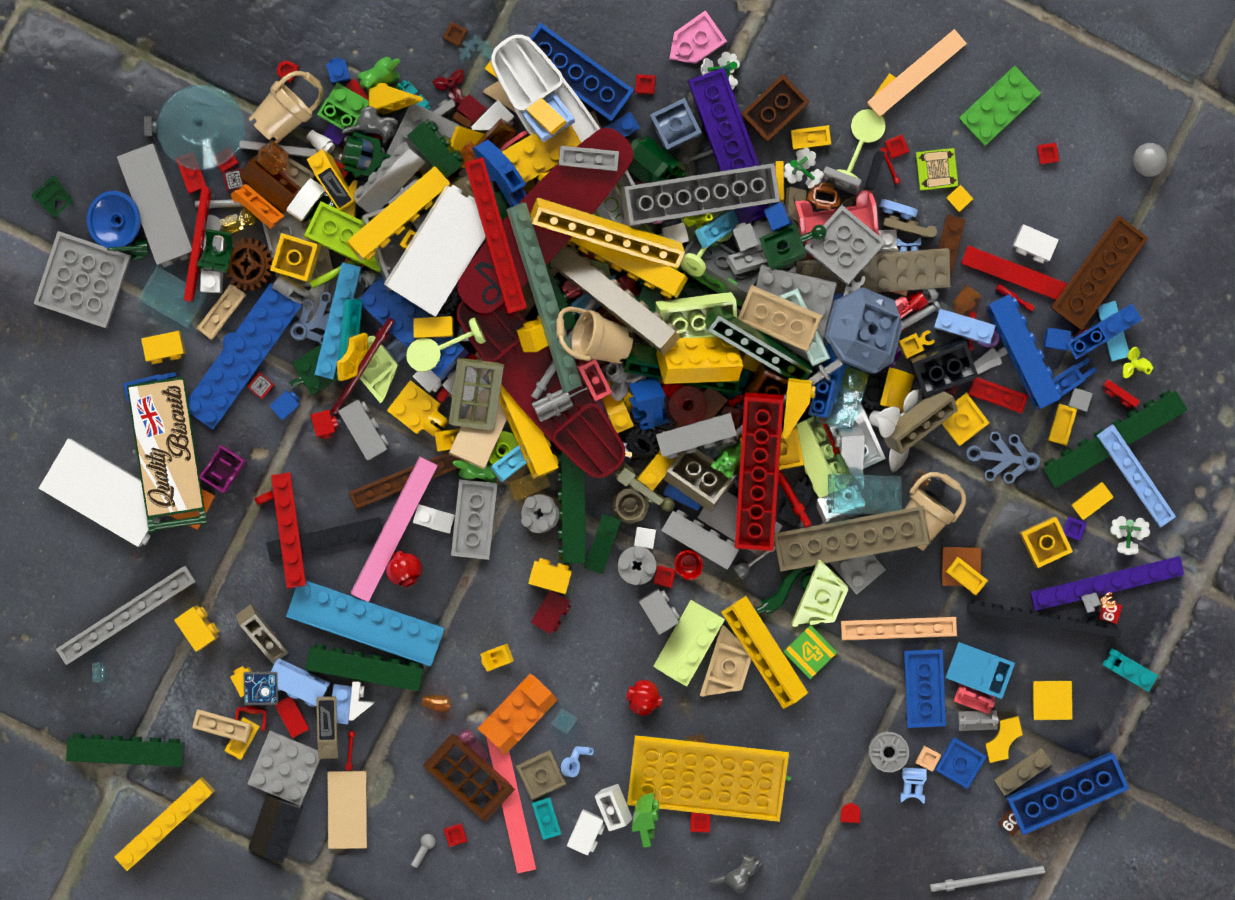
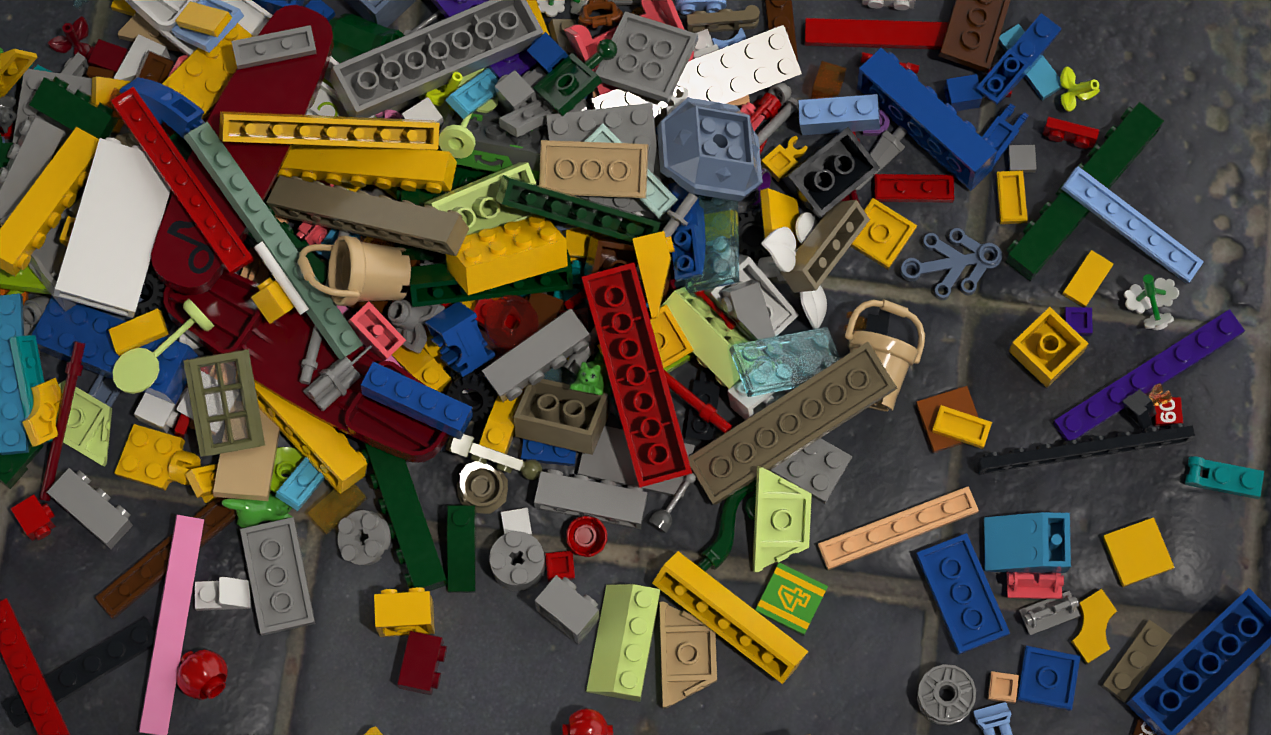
camera: 20 degrees left, 15 degrees down
(541, 326) = (281, 278): none -> white bar
(605, 441) = (416, 400): none -> blue brick

